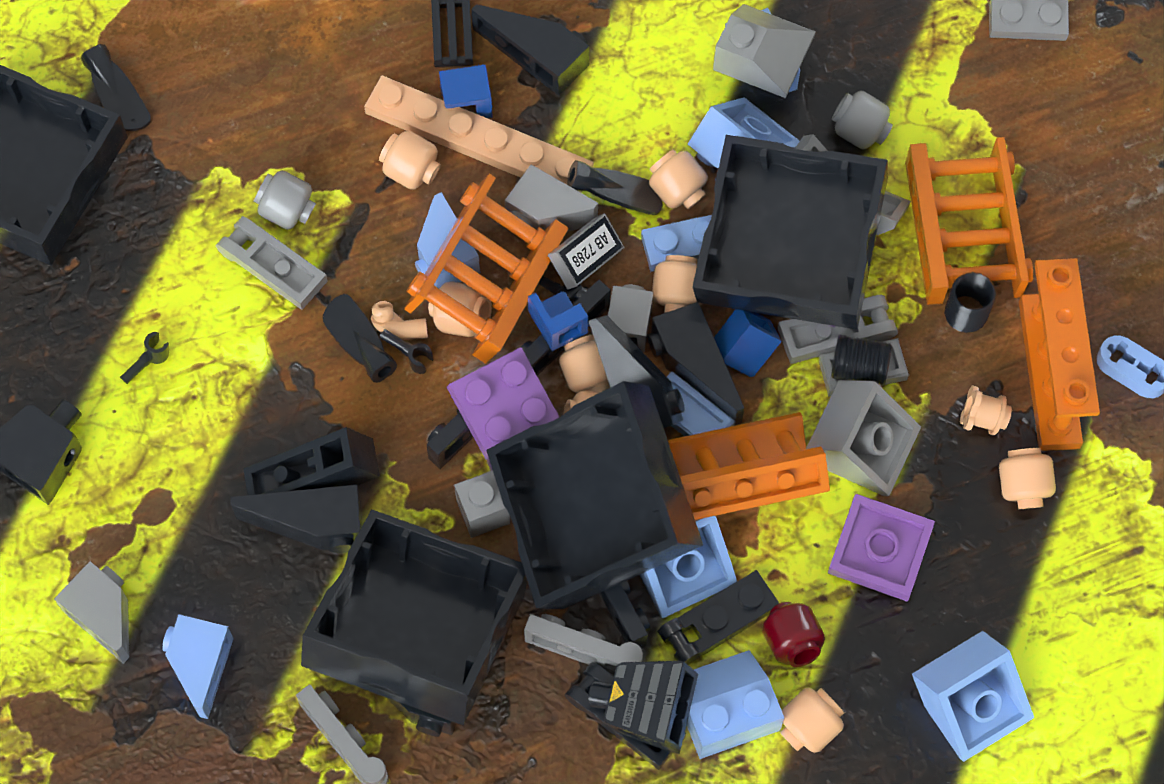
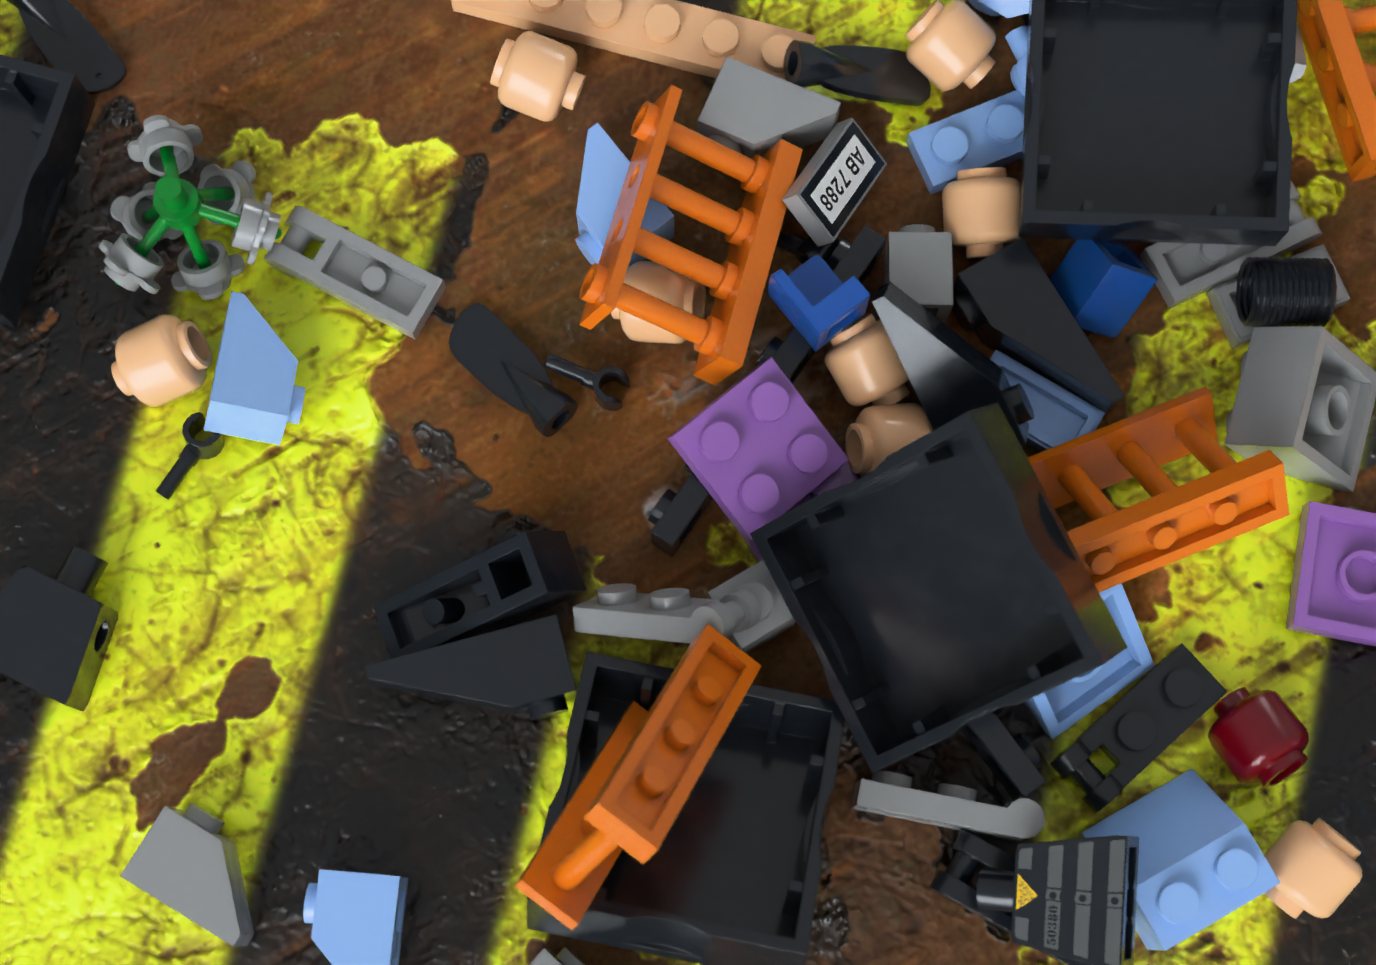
camera: 10 degrees left, 10 degrees up
(139, 296) = (161, 360): none -> light nougat head
(168, 202) = (176, 207): none -> light grey plant
(194, 316) = (252, 378): none -> light blue slope
(284, 200) = (357, 169): light grey head -> none
(385, 318) = (548, 336): light nougat arm -> none
(385, 571) = (640, 778): none -> orange fence
(426, 492) = (664, 613): none -> light grey plate

